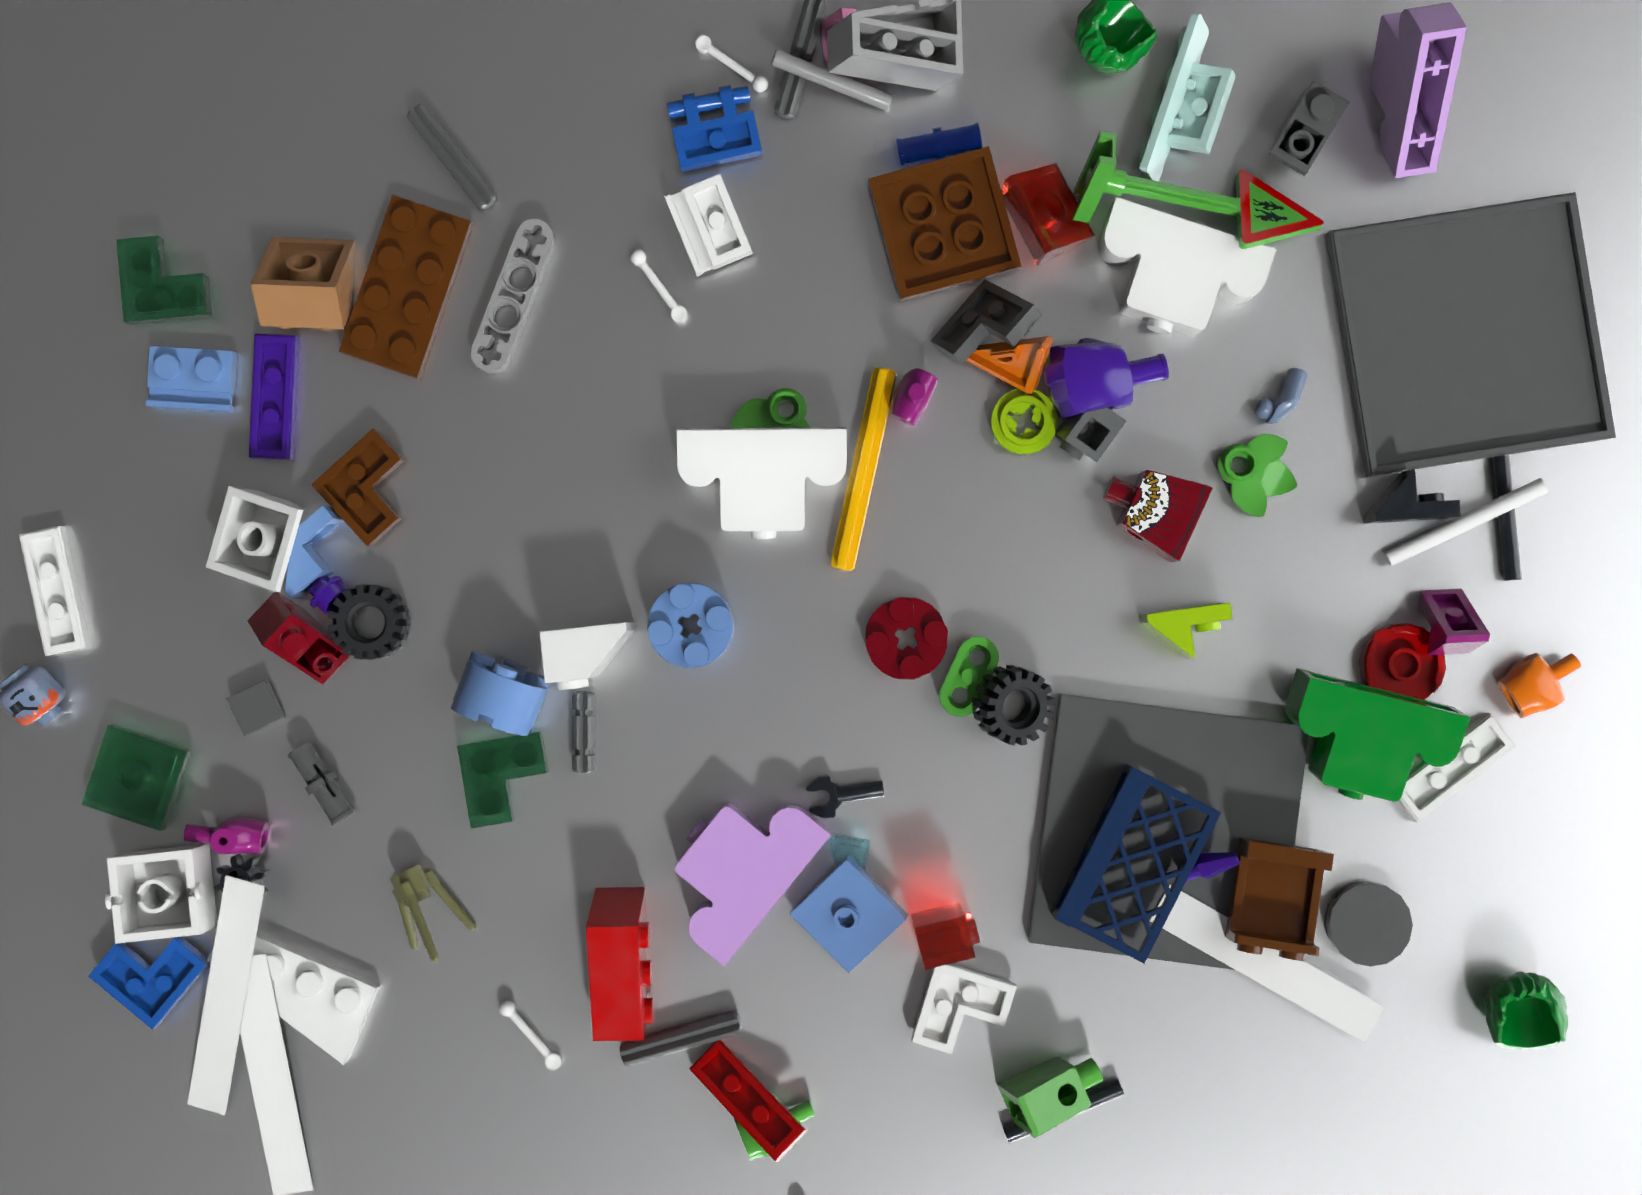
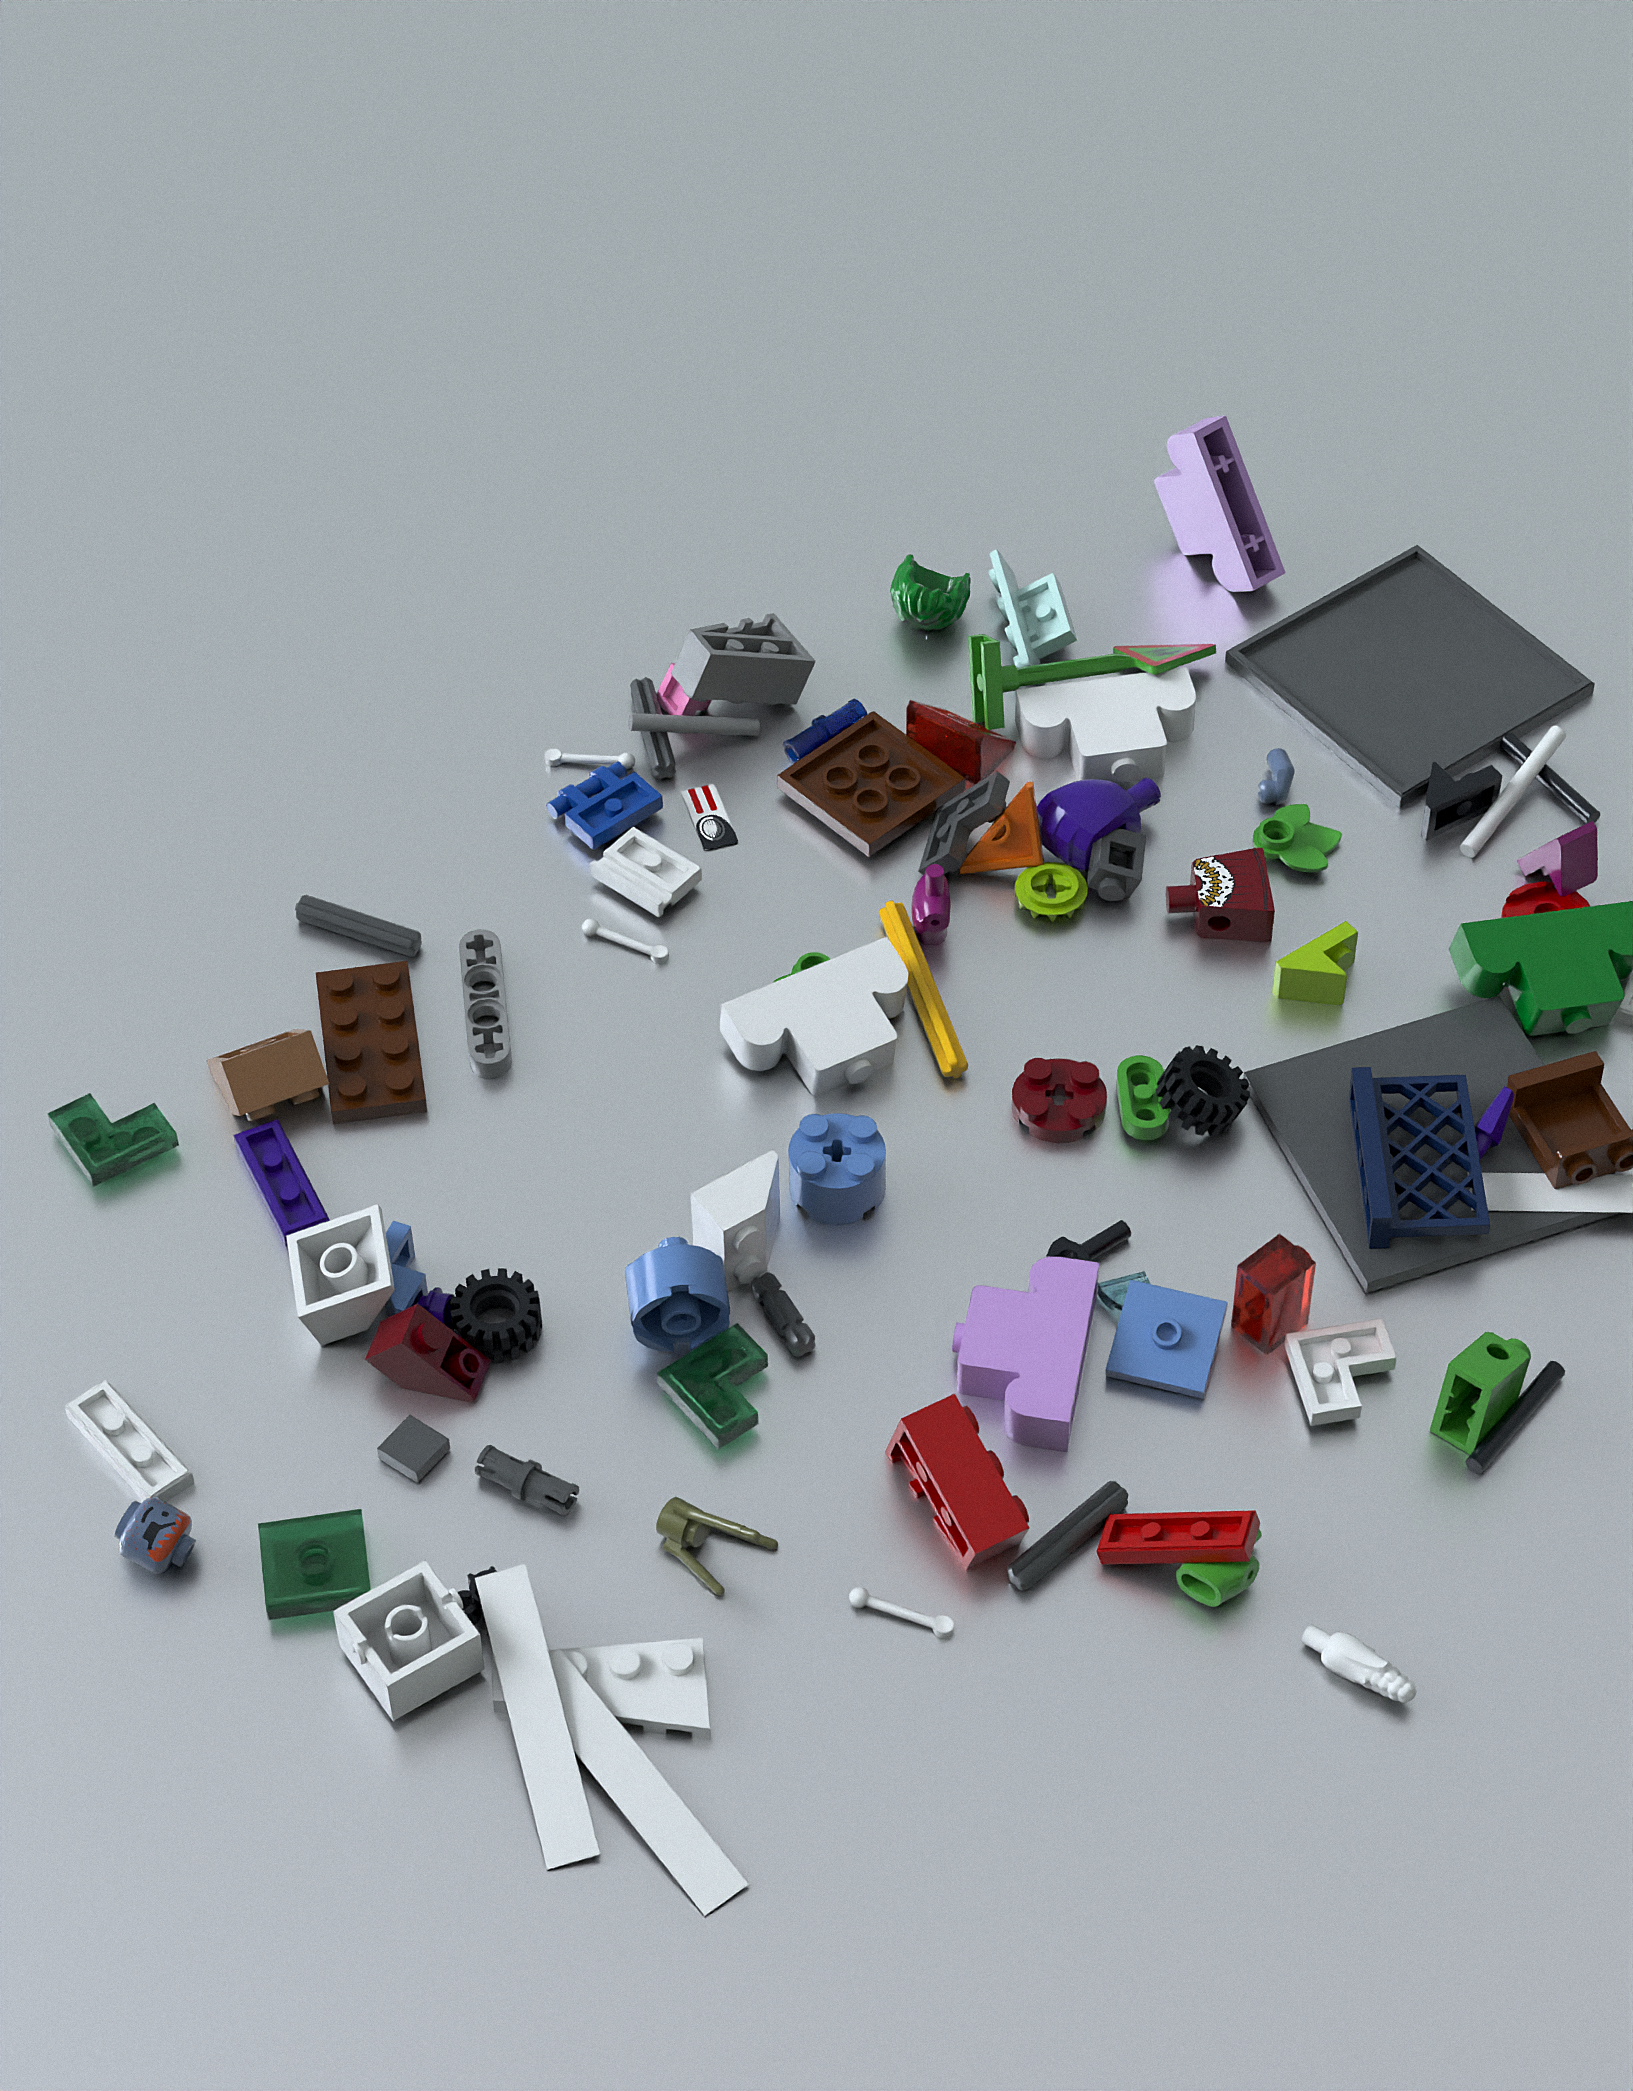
camera: 30 degrees left, 40 degrees down
(146, 988) = (440, 1759): blue plate -> none
(191, 379) = (184, 1203): medium blue plate -> none
(232, 835) = (462, 1553): magenta piece -> none
(351, 484) = (413, 1200): reddish brown plate -> none
(798, 181) = (709, 816): none -> sticker
(1308, 127) = (1150, 580): dark grey slope -> none

